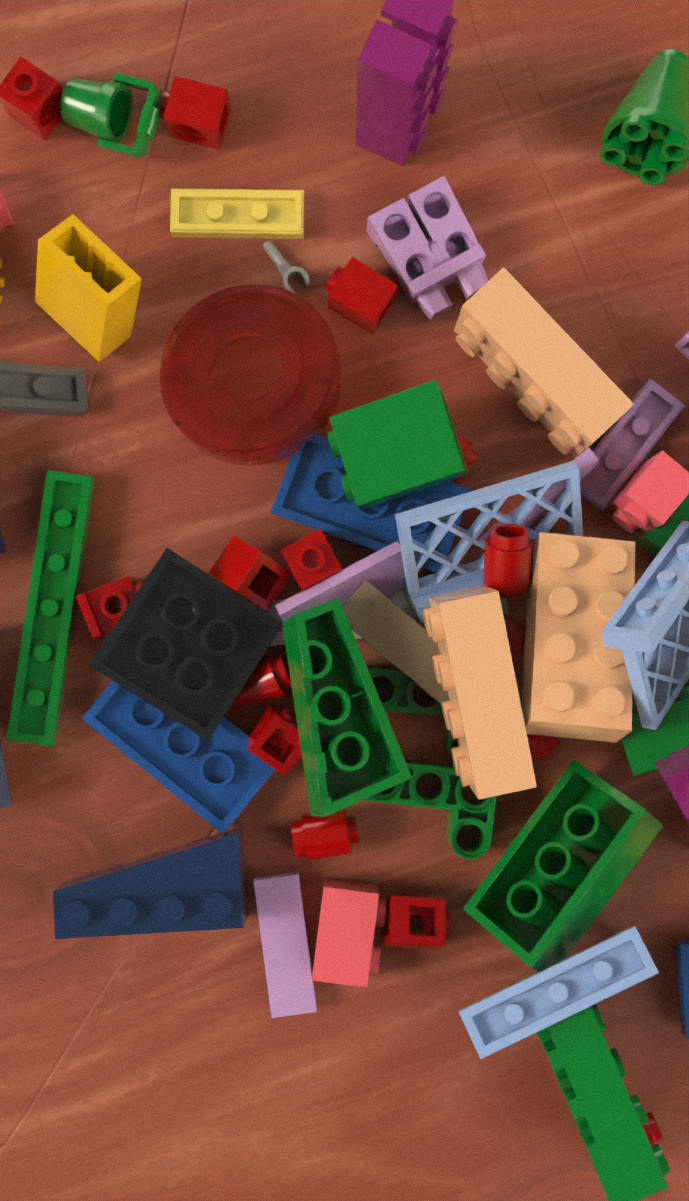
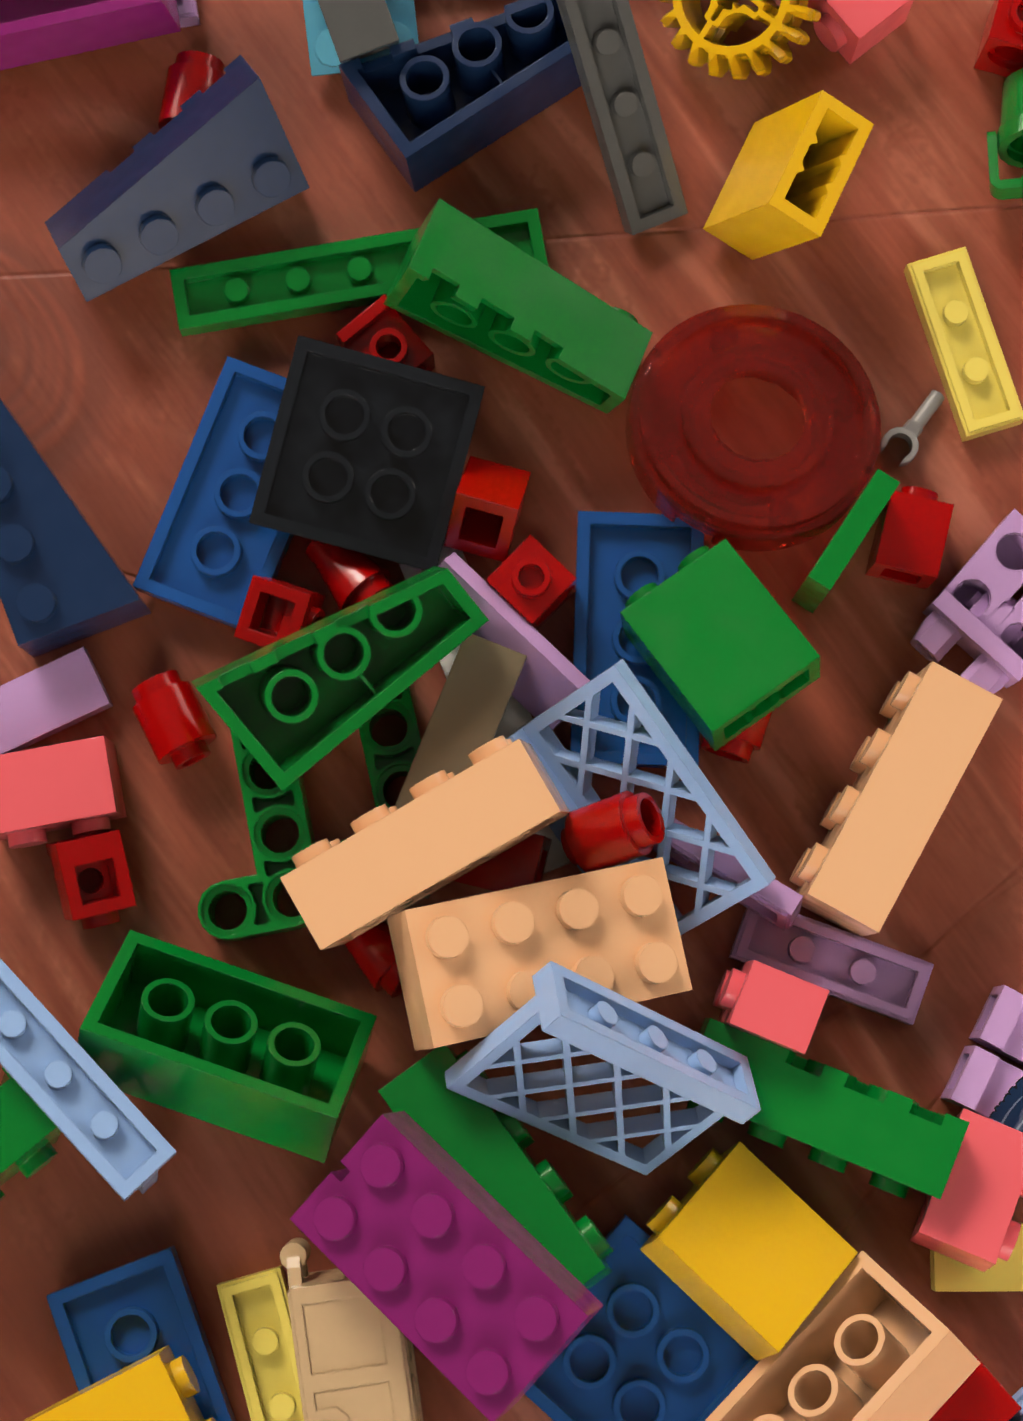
camera: 70 degrees right, 5 degrees down
(117, 508) = (517, 309): none -> green wedge
(354, 337) = (846, 541): none -> green tile

